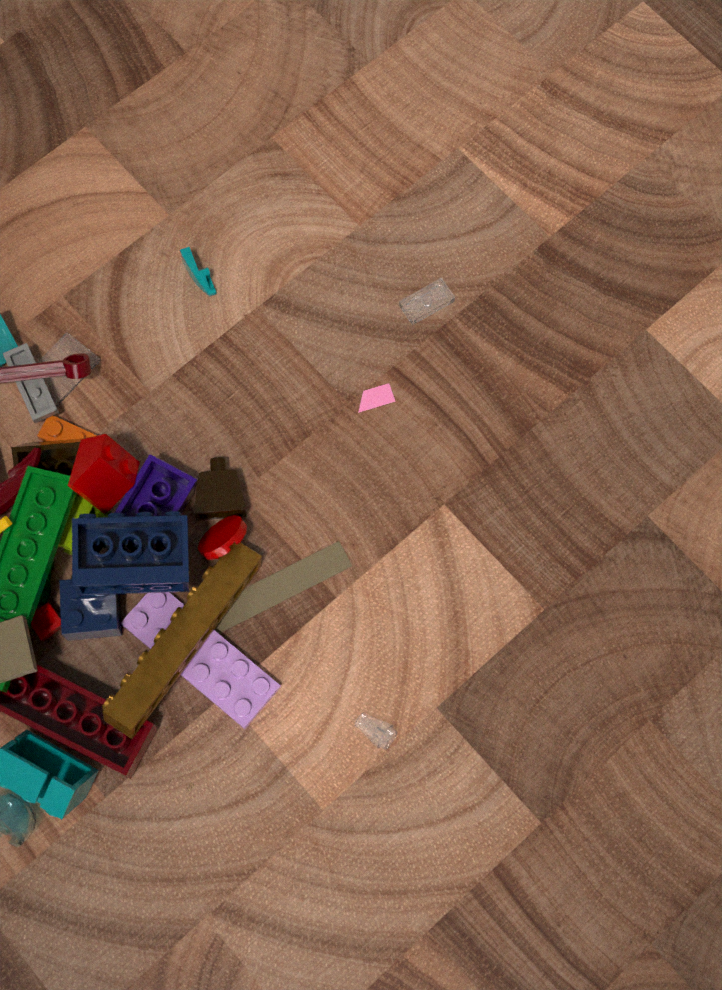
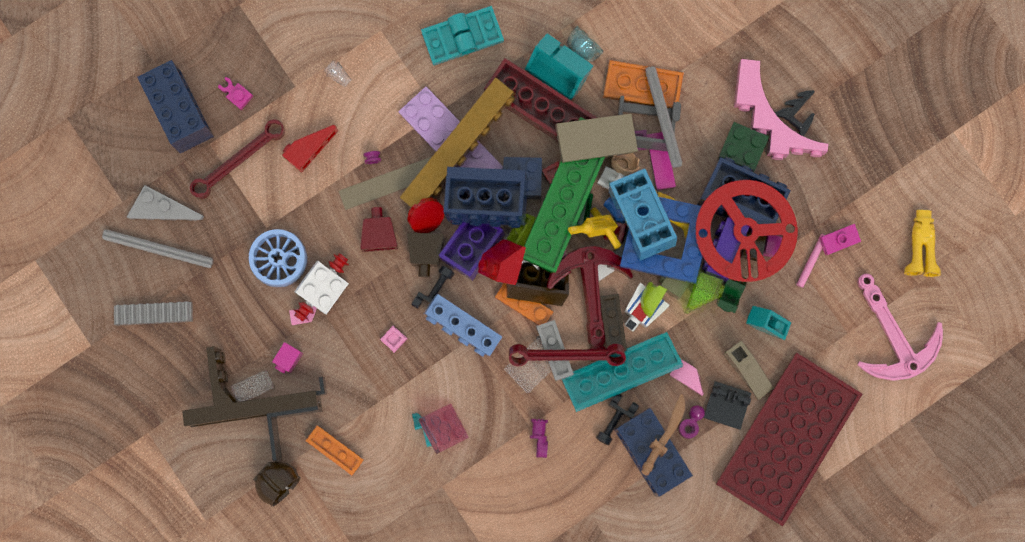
camera: 170 degrees left, 10 degrees up
(46, 280) = (538, 432): none -> magenta connector
(157, 398) = (462, 325): none -> medium blue brick
(170, 272) = (443, 428): none -> clear pink plate
(196, 813) = (462, 35): none -> teal plate
(197, 425) = (445, 274): none -> black bar
(250, 379) = (393, 339): none -> bright pink tile
(286, 509) = (378, 232): none -> dark red torso
(309, 237) = (334, 450): none -> orange plate
(309, 613) = (372, 157): none -> magenta bush
(355, 429) = (321, 287): none -> white plate
(375, 186) = (275, 481): none -> dark brown piece
(386, 337) = (287, 358): none -> dark pink brick
(390, 450) = (300, 265): none -> light blue piece
(396, 270) = (227, 409): none -> dark brown piece
(405, 613) = (306, 149): none -> red slope
(500, 589) = (237, 159): none -> dark red piece
(517, 683) = (237, 95): none -> dark pink plate
(573, 374) = (153, 313): none -> light grey gear
(585, 457) = (157, 248): none -> light grey axle
(599, 512) = (154, 205): none -> light grey wing
(600, 642) = (175, 106): none -> dark blue brick

